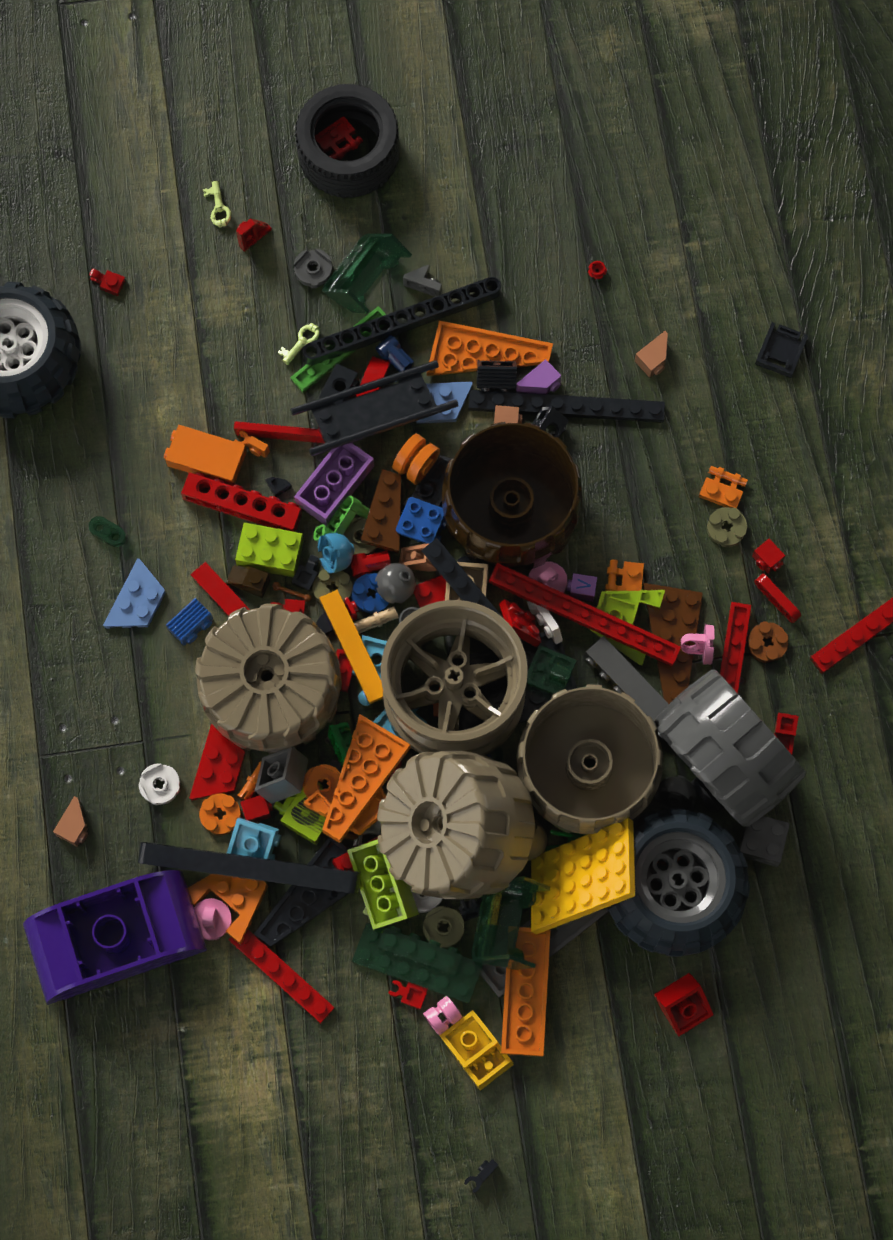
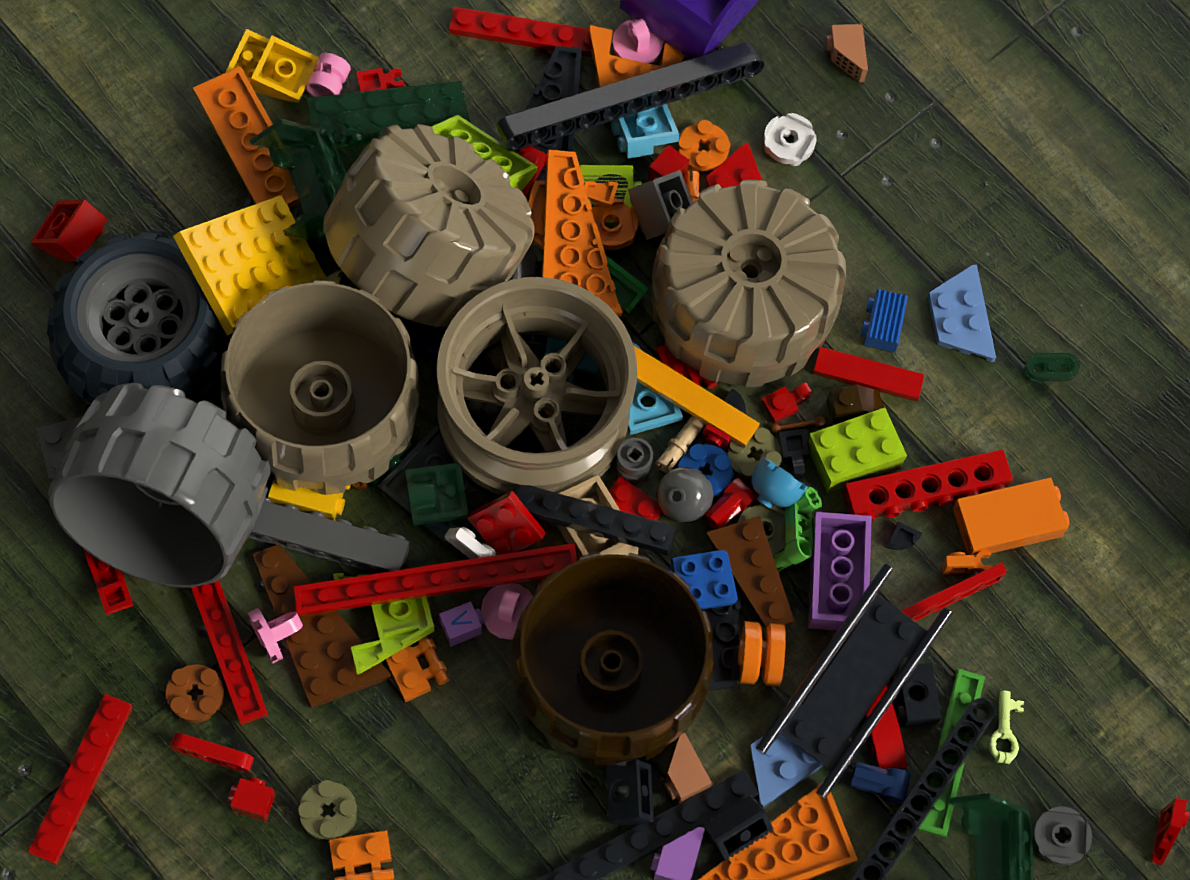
camera: 140 degrees right, 5 degrees down
(415, 559) = (686, 542): nougat slope -> none

